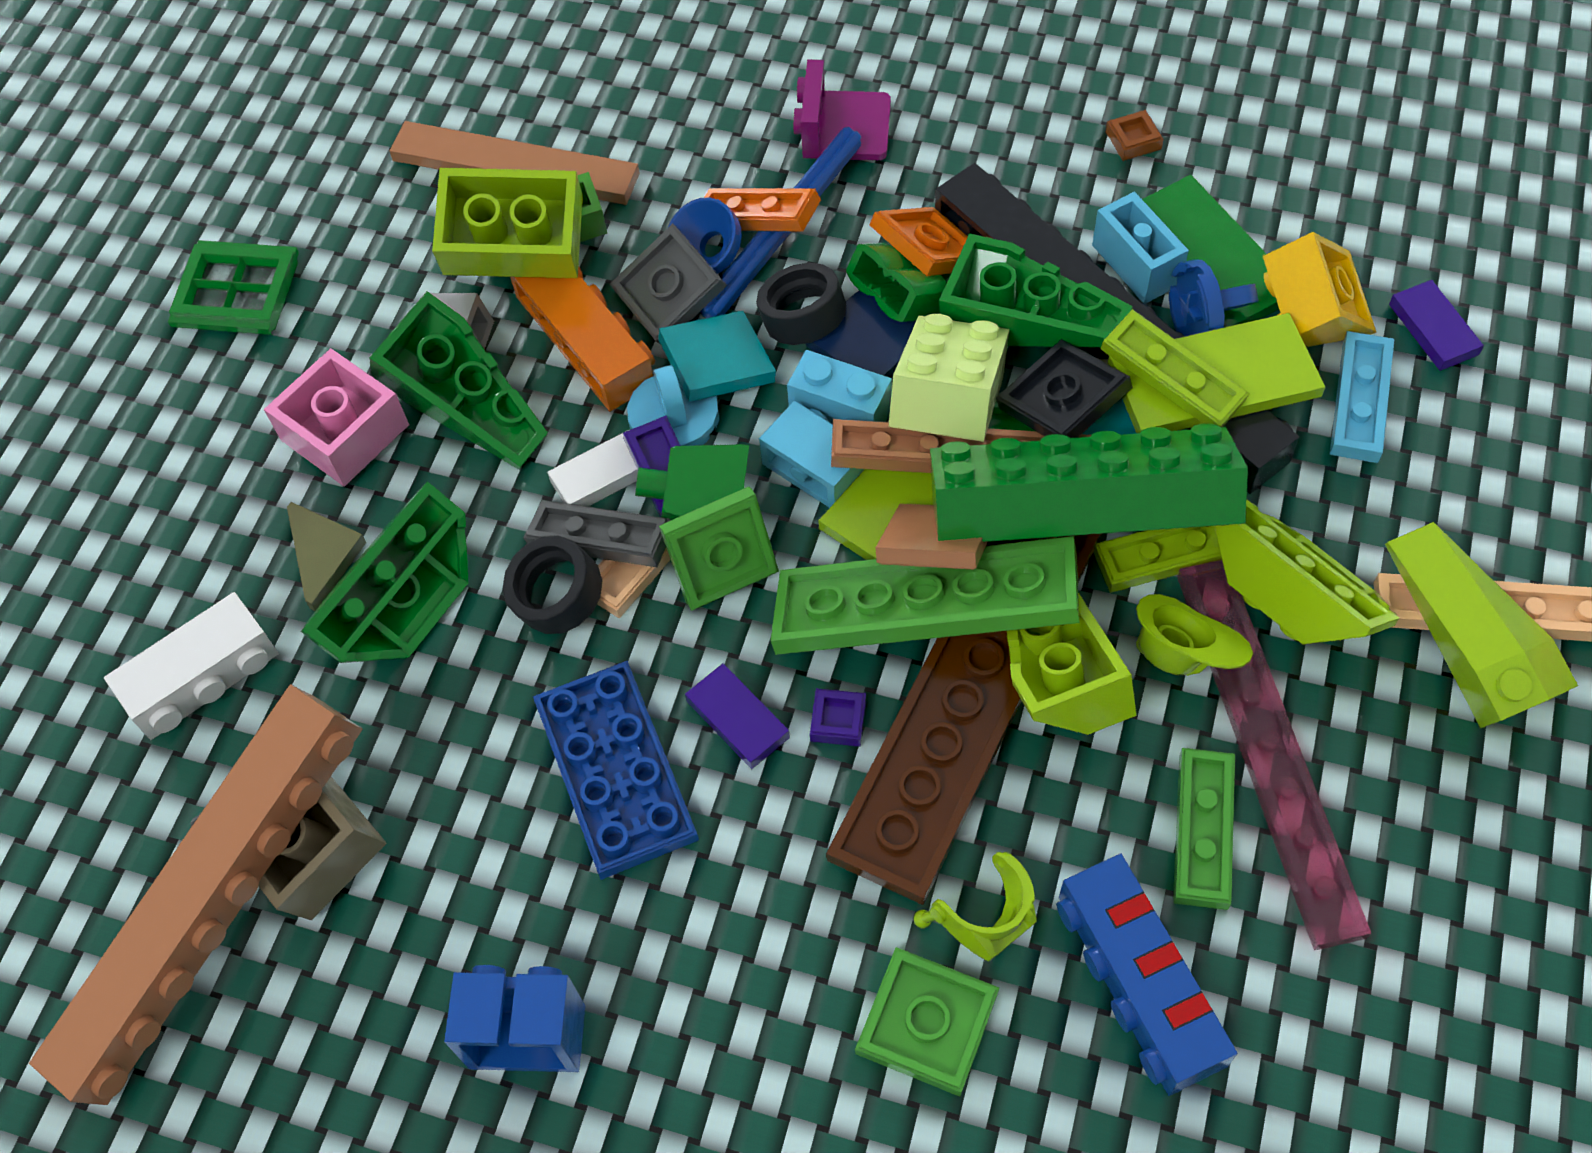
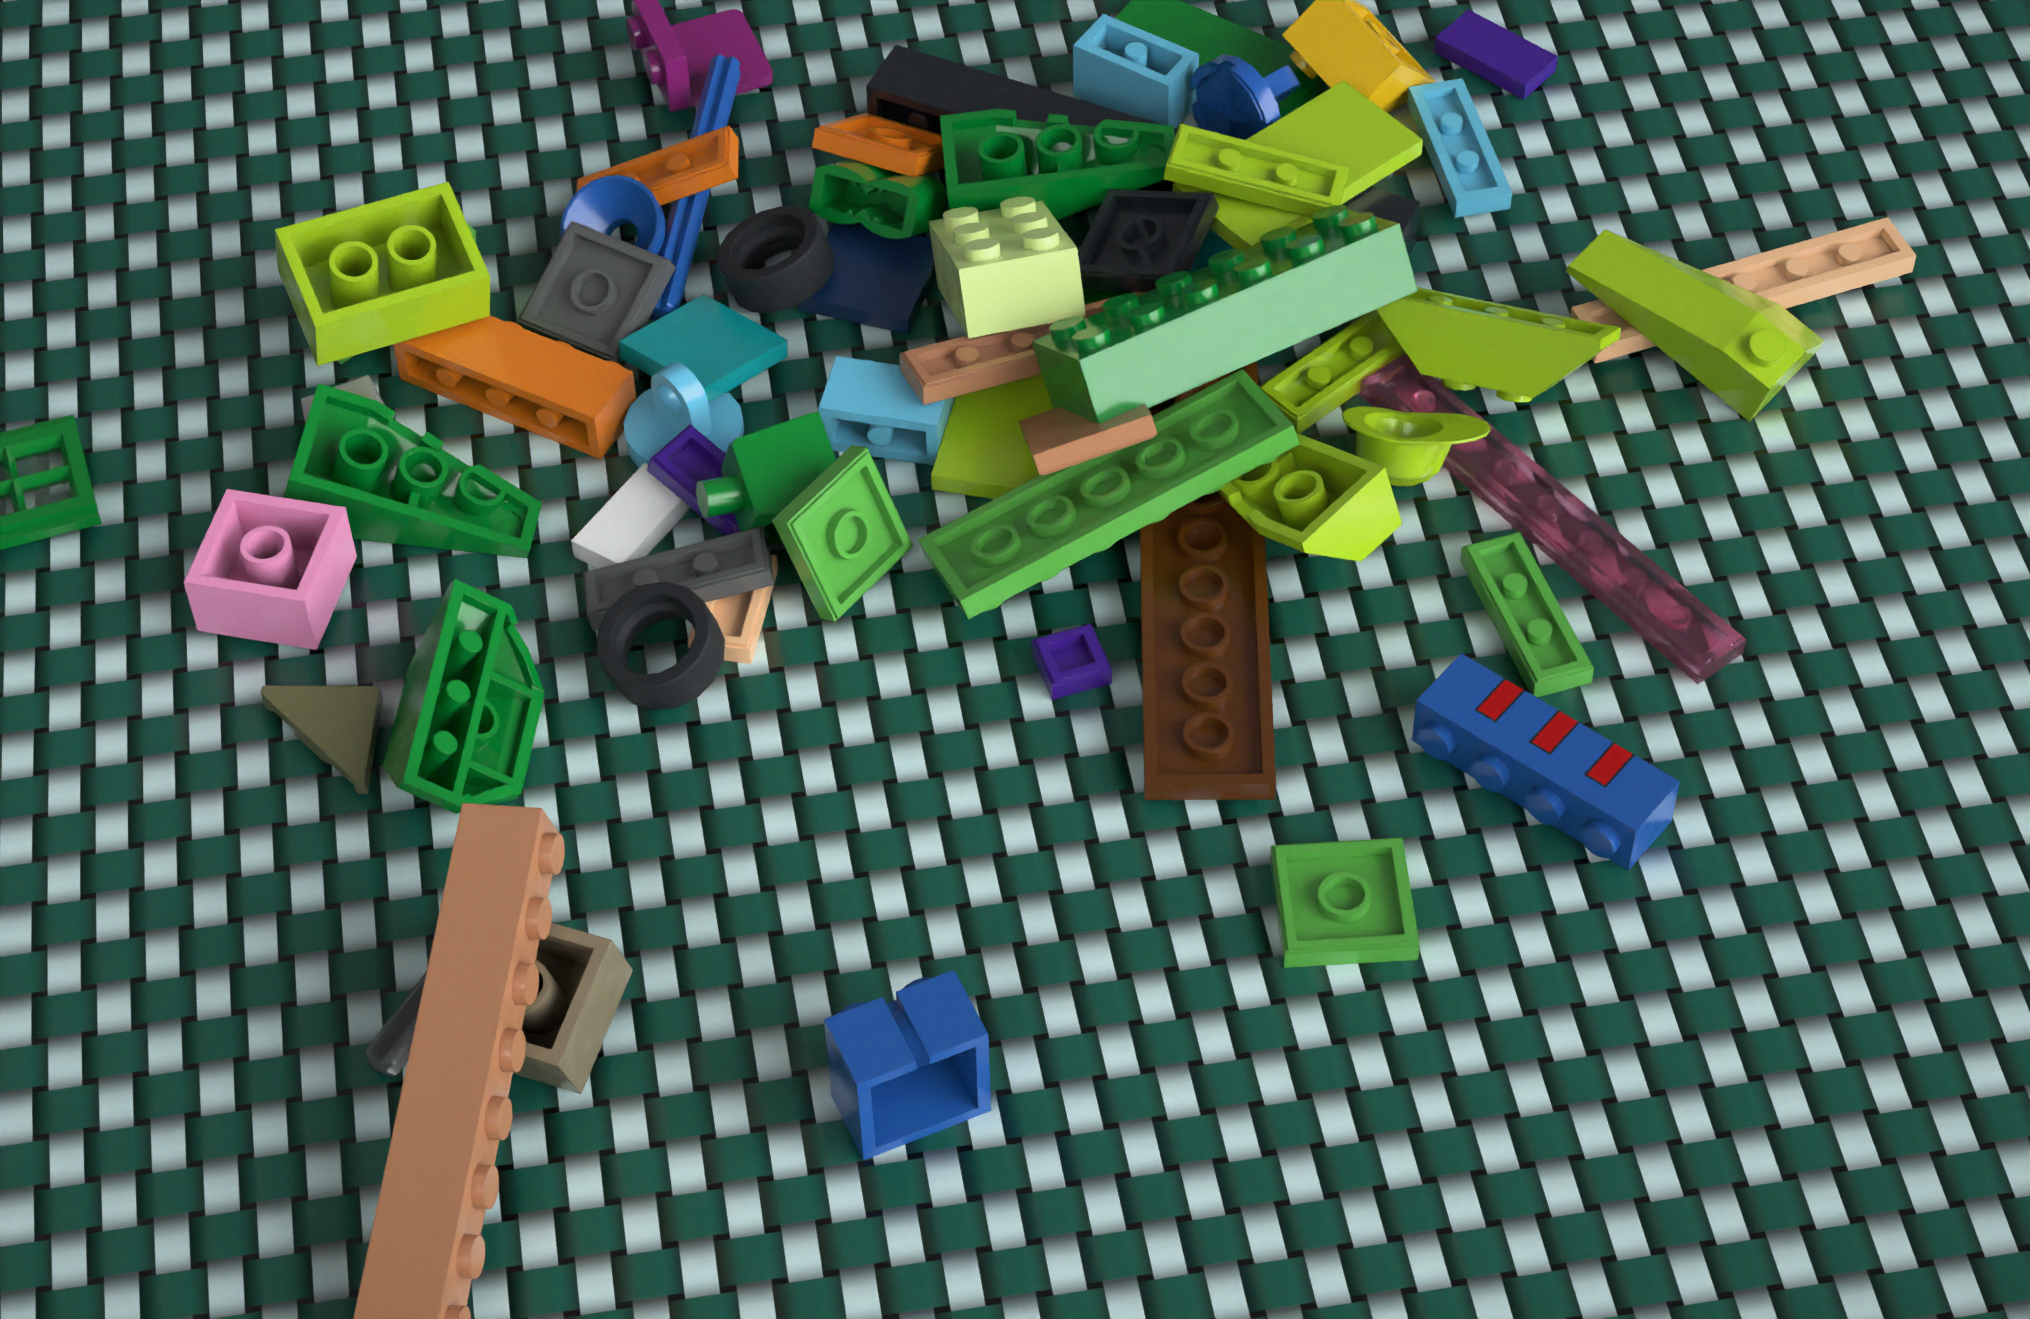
camera: 30 degrees left, 10 degrees down
(191, 666) = (257, 897): white brick -> none
(450, 148) = (239, 237): nougat tile -> none
(615, 770) = (846, 808): blue tile -> none
(737, 716) = (956, 702): dark purple tile -> none
(840, 389) = (877, 326): medium azure brick -> none
(1016, 917) = (1355, 796): lime helmet -> none

